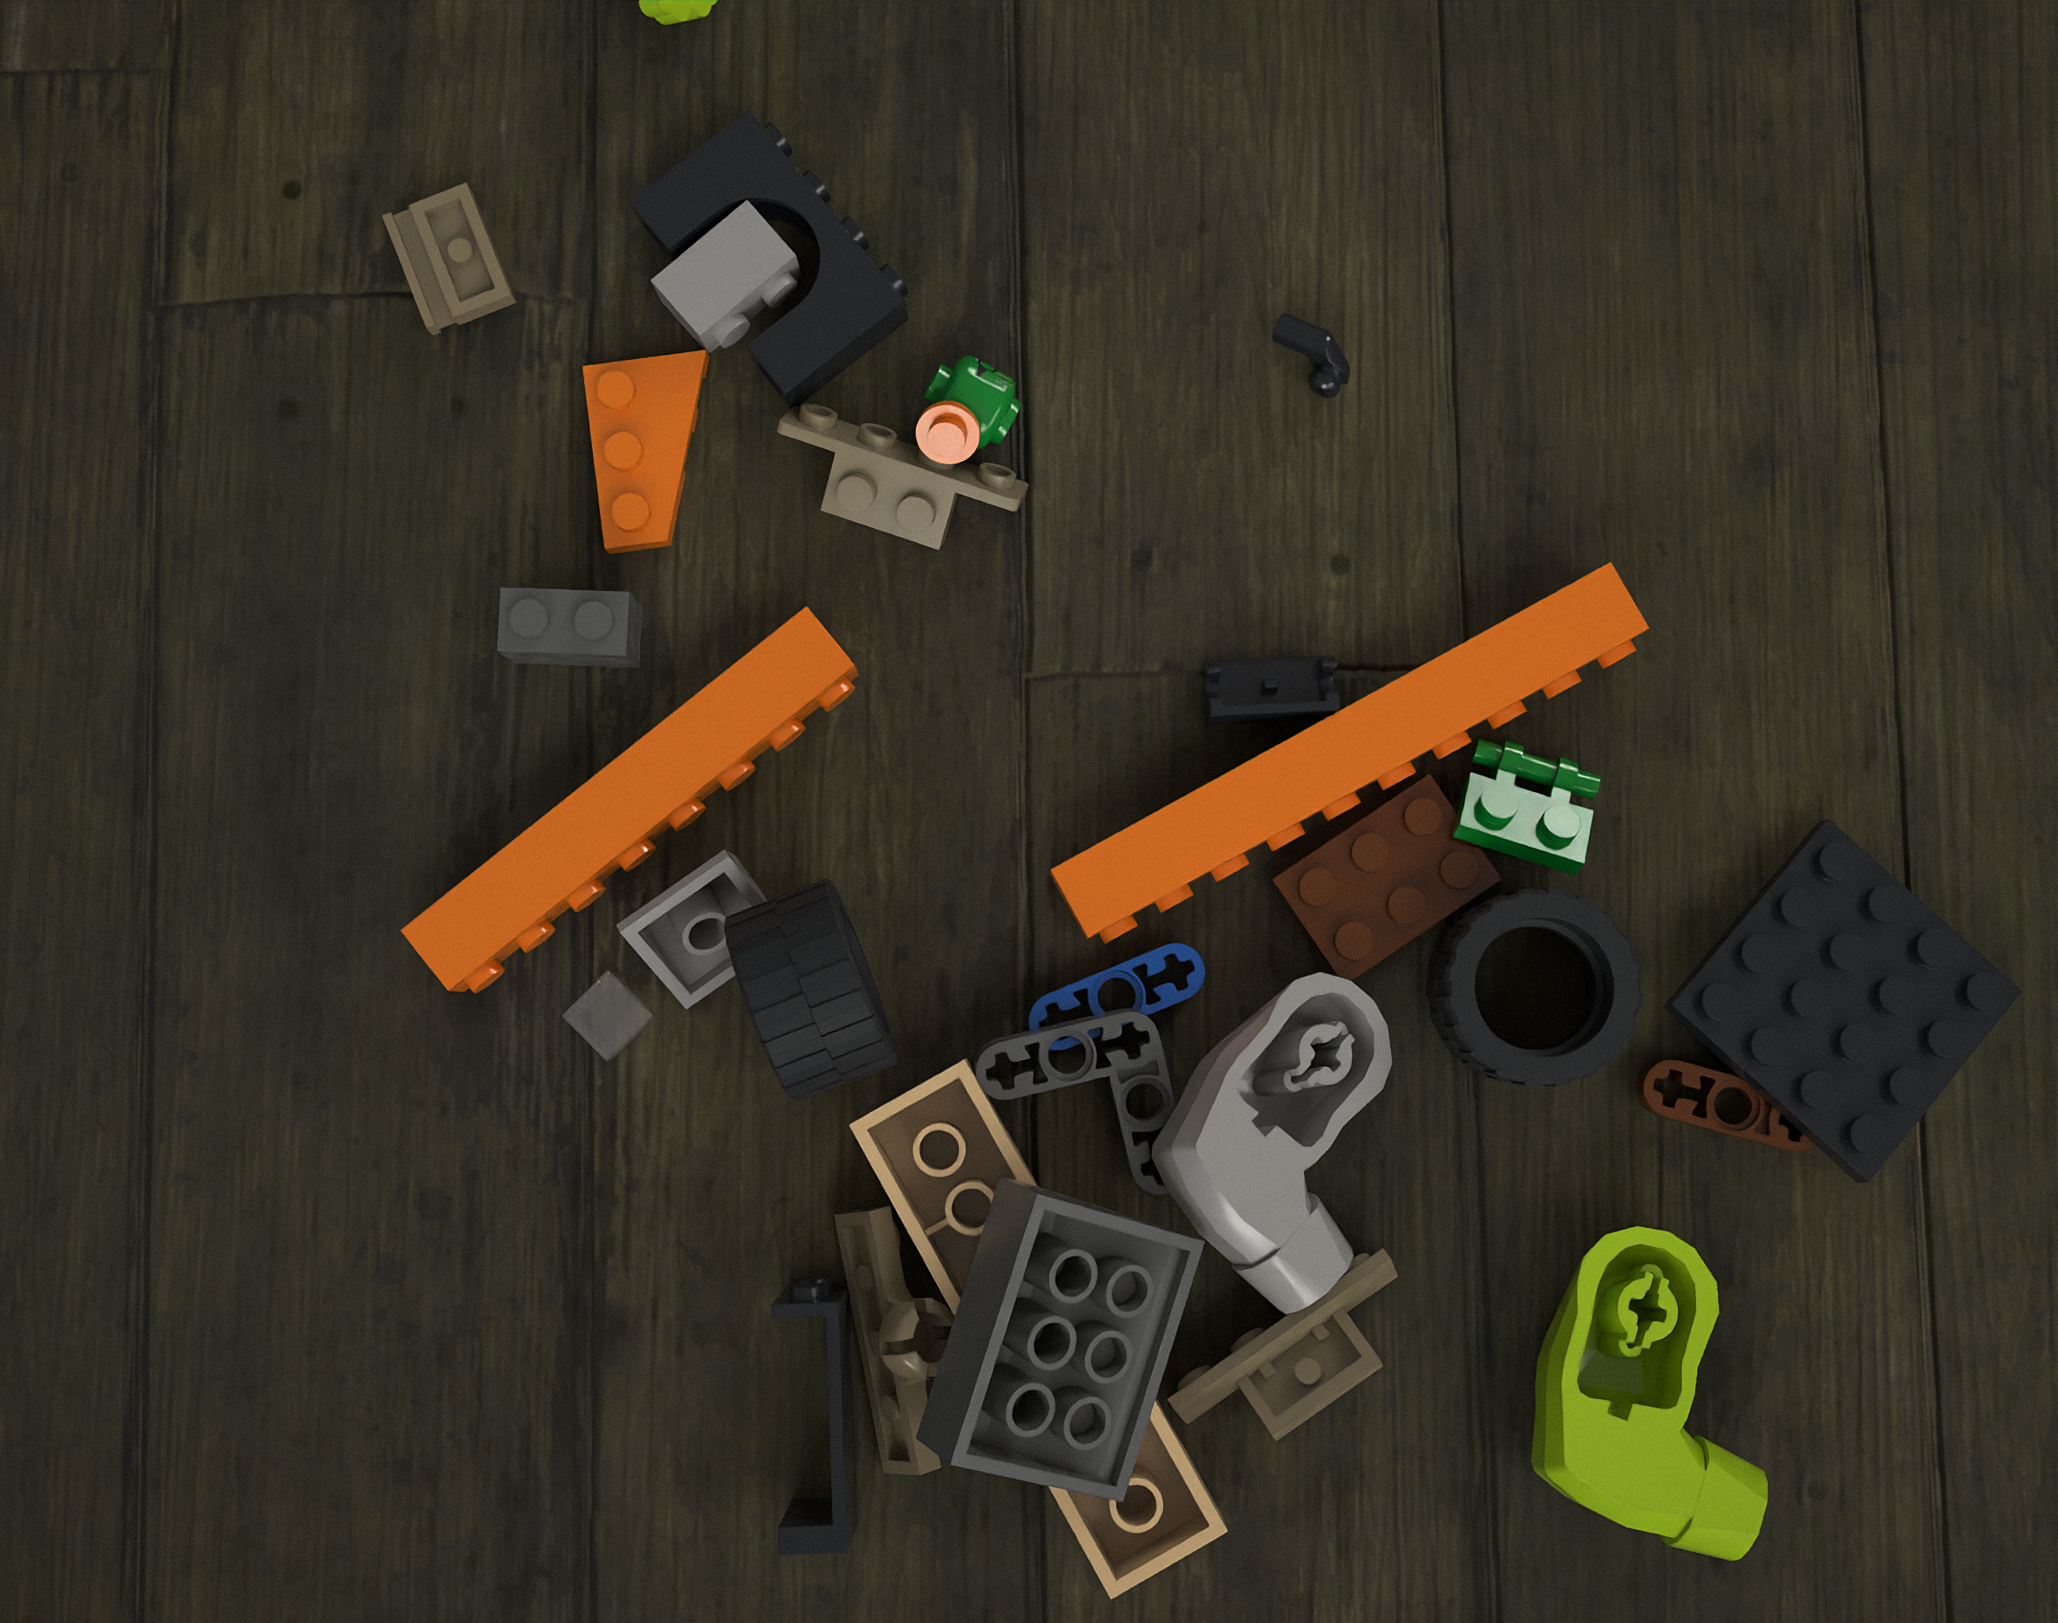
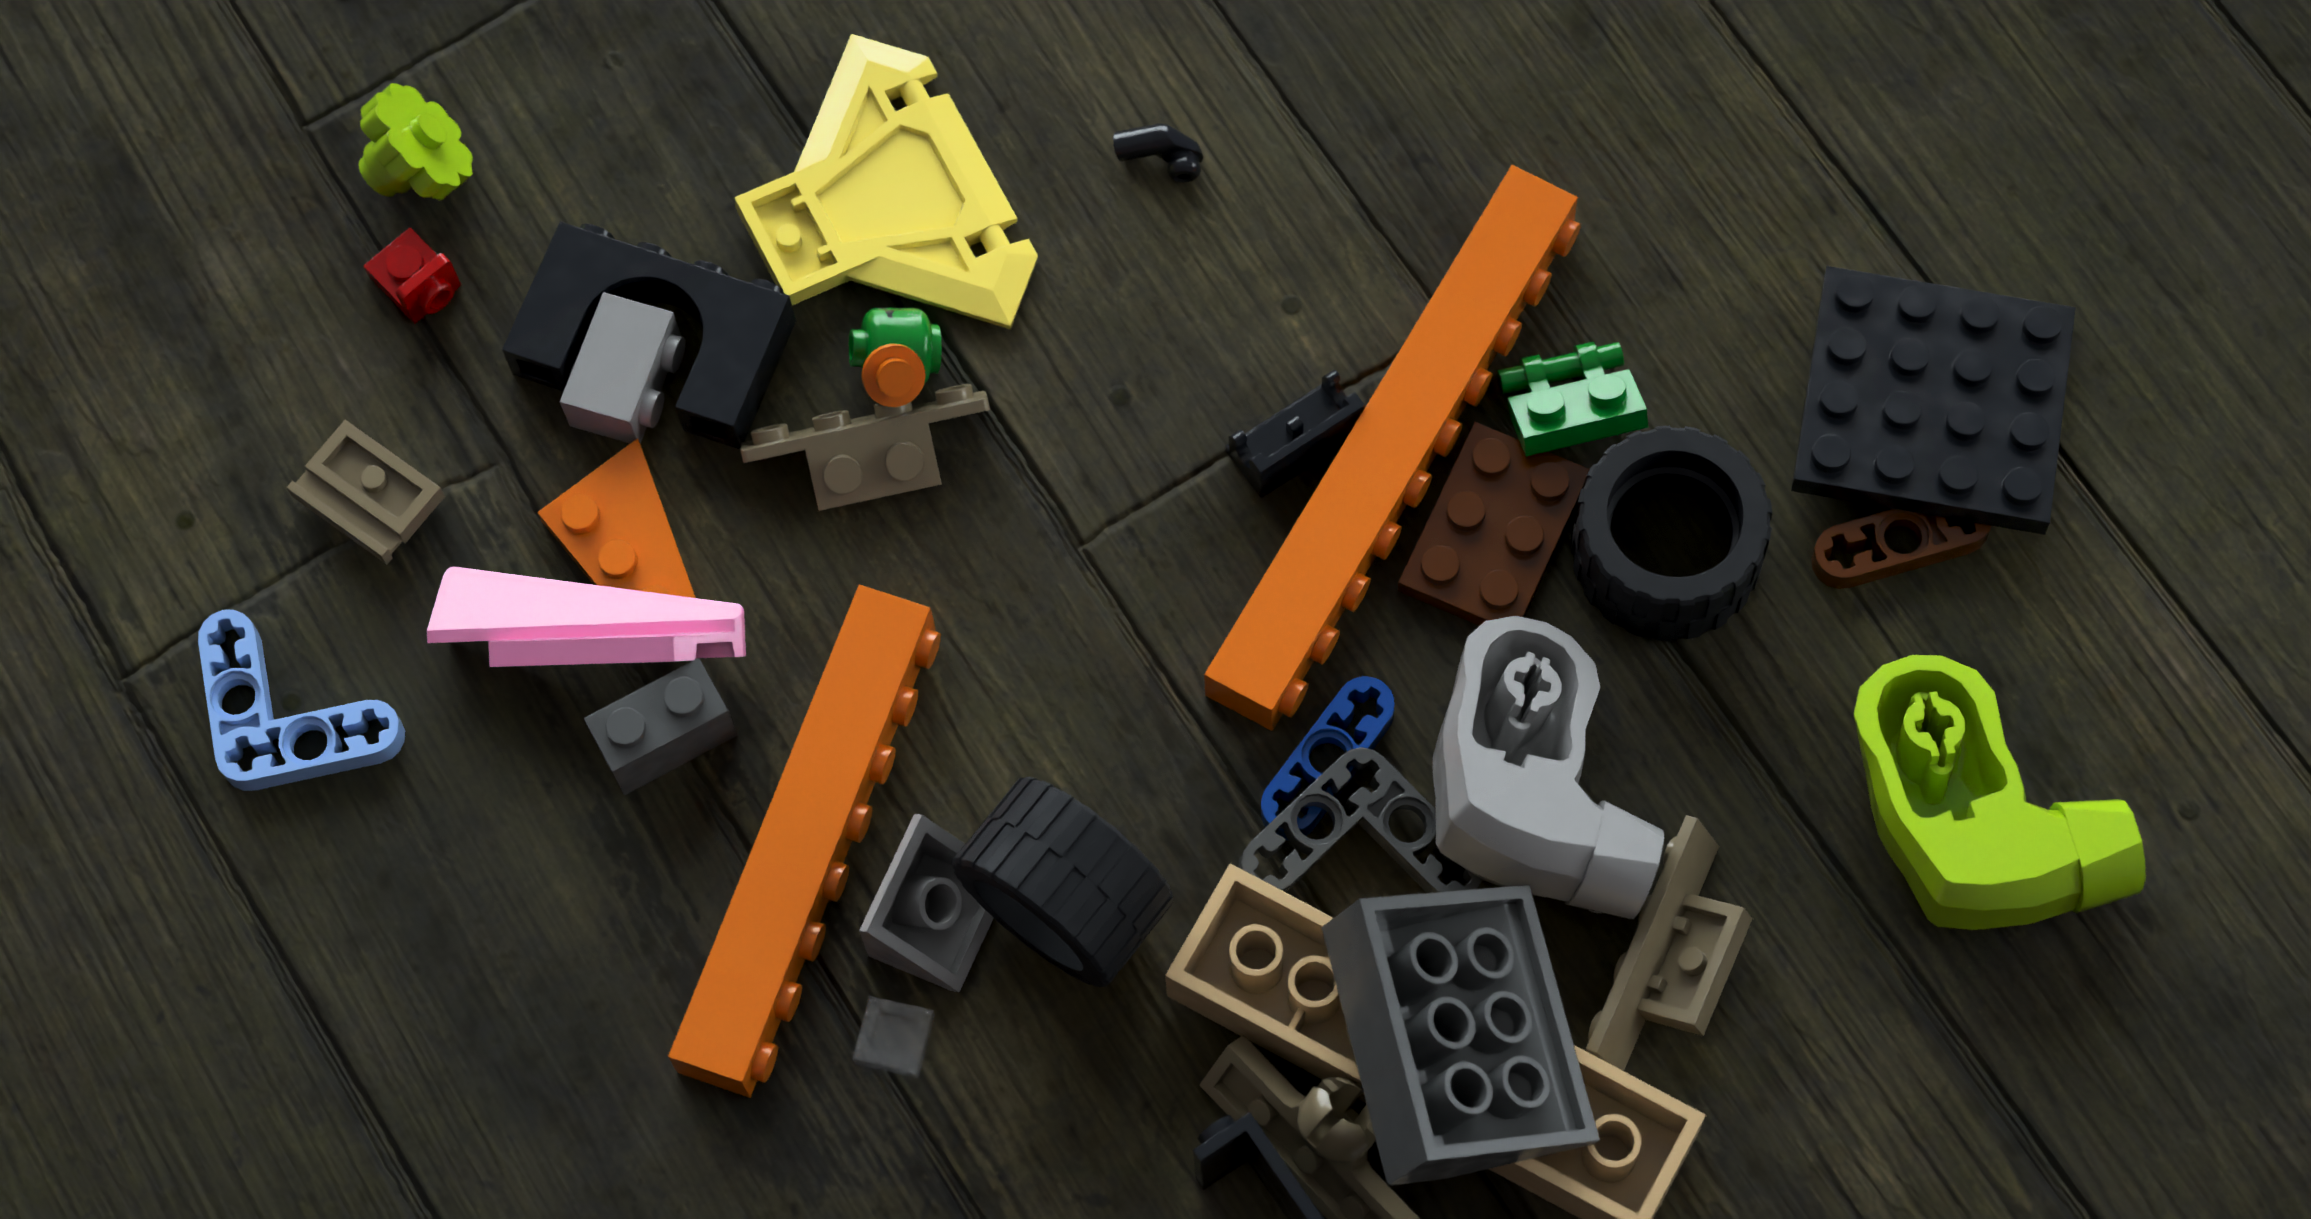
camera: 25 degrees left, 15 degrees down
(244, 416) = (258, 727): none -> light blue beam
(551, 493) = (579, 623): none -> bright pink wedge
(604, 81) = (413, 276): none -> red bracket
(1054, 255) = (891, 198): none -> light yellow plate

